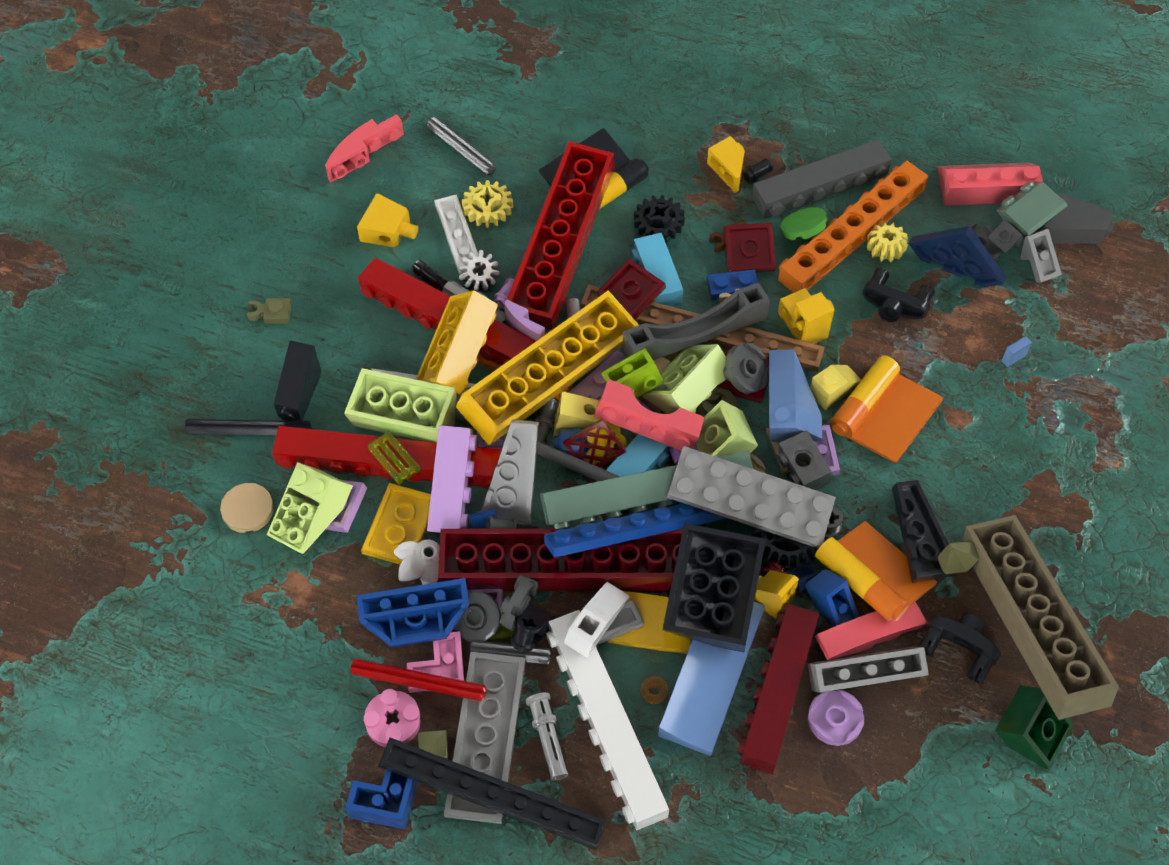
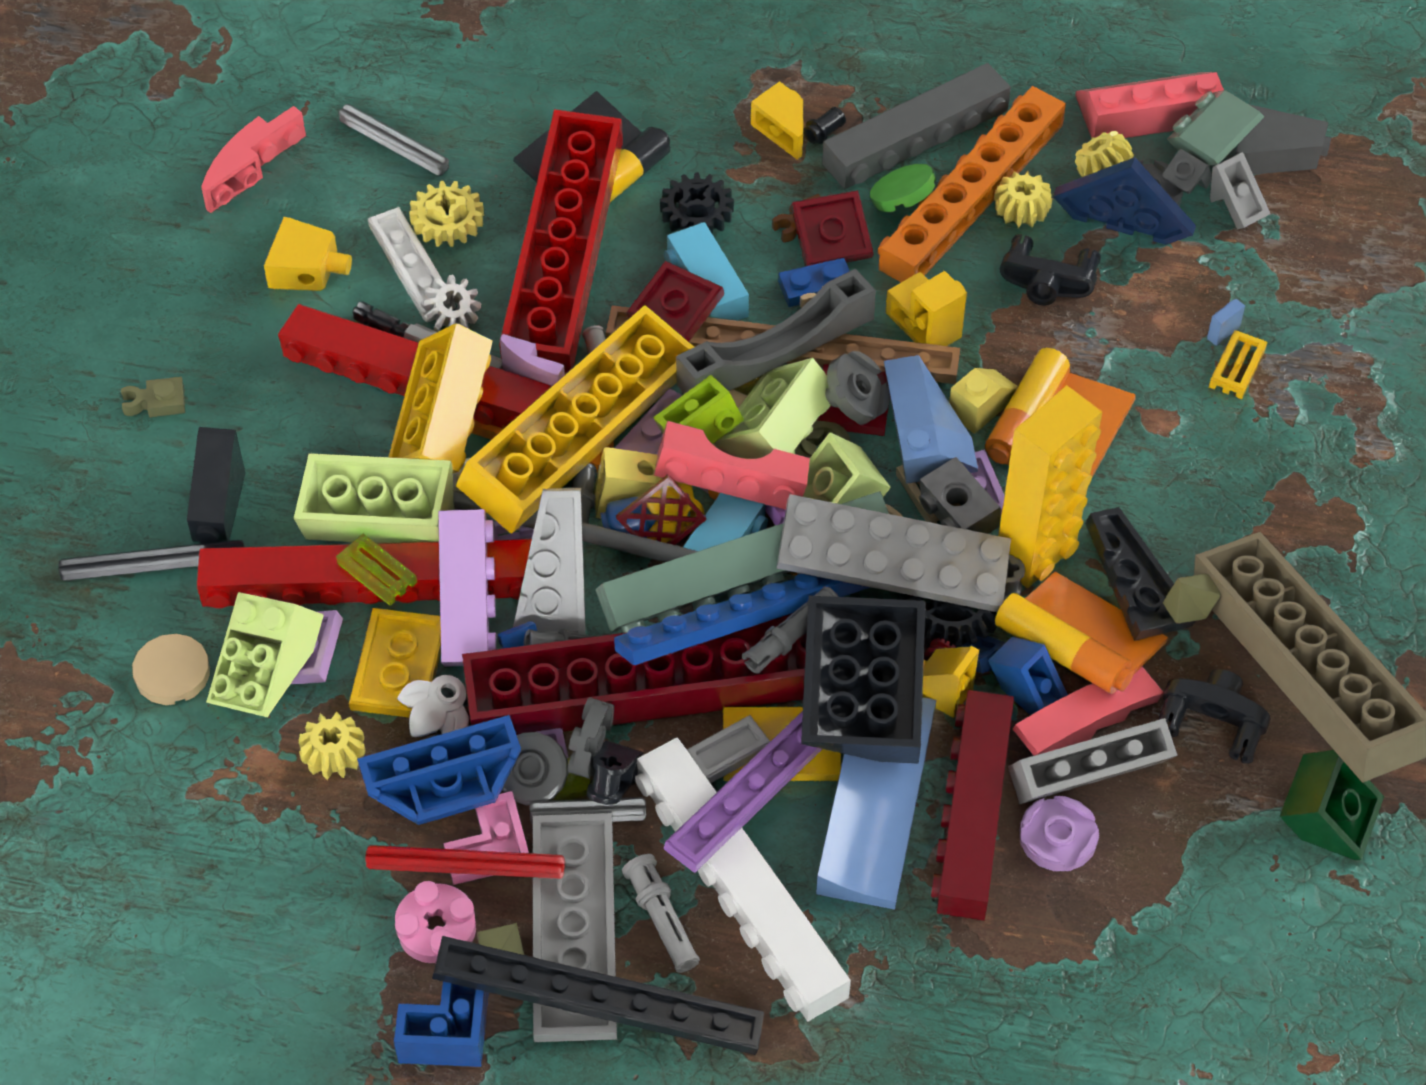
camera: 10 degrees left, 5 degrees down
(334, 582) = (331, 745): none -> light yellow gear
(502, 295) = (494, 330): lavender pin -> none
(595, 619) = (703, 745): white slope -> none
(614, 662) = (741, 797): none -> medium lavender tile
(654, 682) = (800, 822): clear orange plate -> none
(661, 549) = (780, 639): none -> dark grey pin
(867, 464) = (1049, 482): none -> yellow brick
(949, 217) = (1102, 153): none -> light yellow gear
(1011, 398) = (1229, 384): none -> yellow tile

